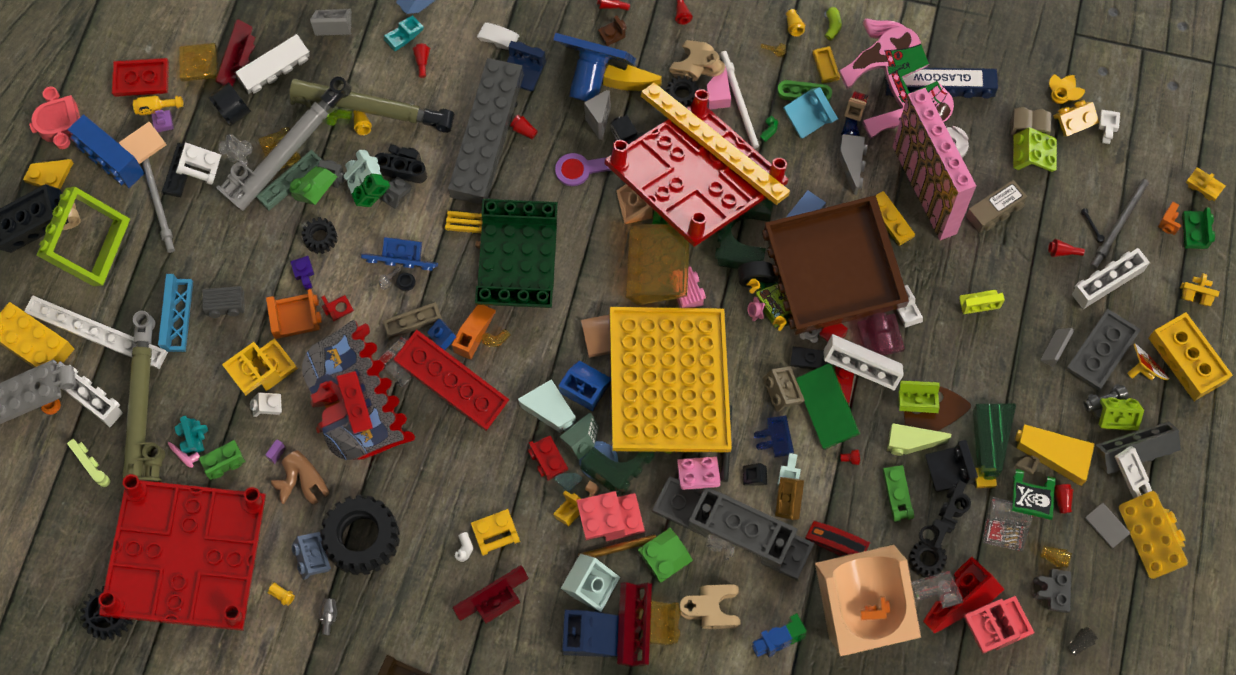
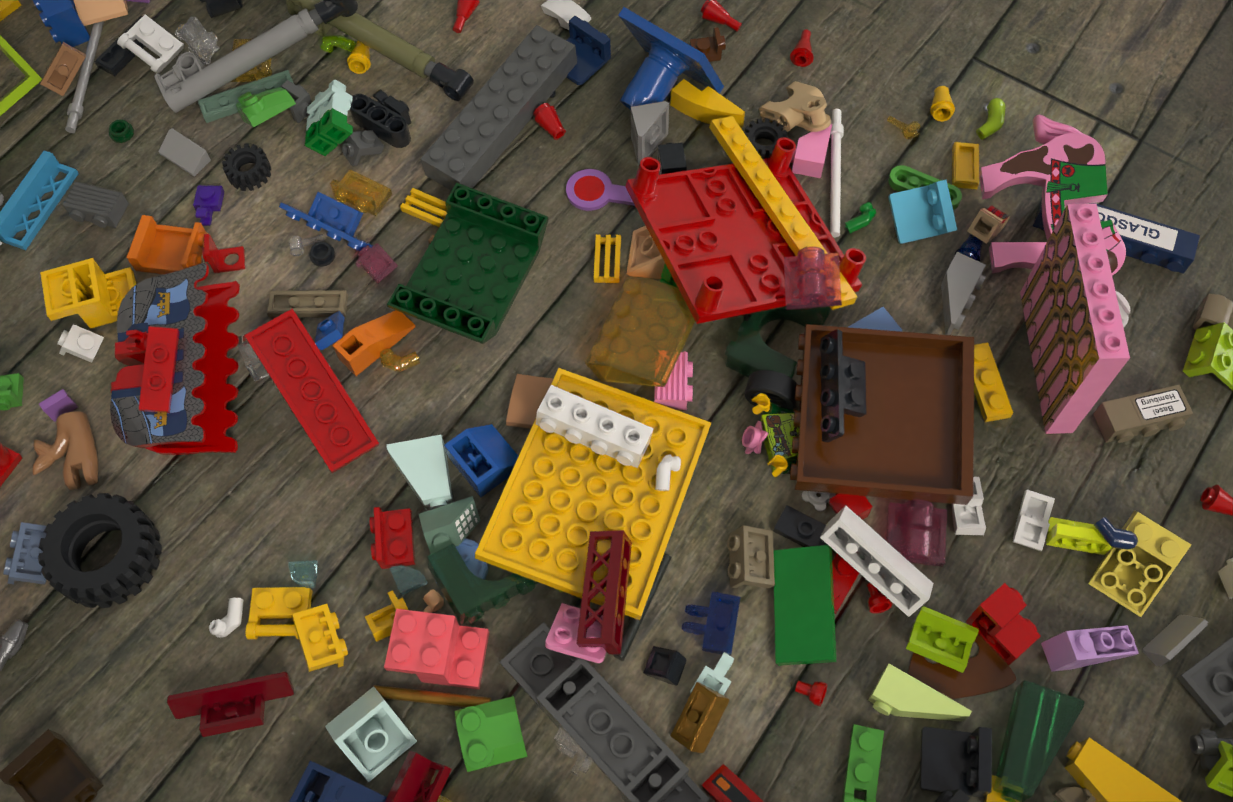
camera: 20 degrees right, 5 degrees down
(143, 206) = (63, 69): none -> medium nougat slope
(207, 235) = (121, 131): none -> dark green plate
(266, 239) = (184, 152): none -> light grey slope
(413, 227) = (361, 192): none -> clear yellow bracket
(447, 275) = (376, 262): none -> clear pink bracket
(499, 501) = (304, 573): none -> clear light blue tile
(532, 537) = (319, 638): none -> yellow bracket
(602, 203) = (608, 241): none -> yellow tile
(652, 339) = (593, 426): none -> white brick
(709, 355) = (664, 471): none -> white arm
(711, 438) = (615, 595): none -> dark red fence
(757, 190) = (812, 279): none -> clear pink plate
(802, 257) = (841, 386): none -> black bracket
(871, 387) = (877, 602): none -> red piece
(949, 301) = (1033, 520): none -> white slope
(952, 374) = (1003, 625): none -> red brick
(1003, 295) = (1116, 537): none -> dark blue arm
(1008, 370) = (1088, 647): none -> lavender slope
(1022, 306) = (1139, 573): none -> light yellow slope

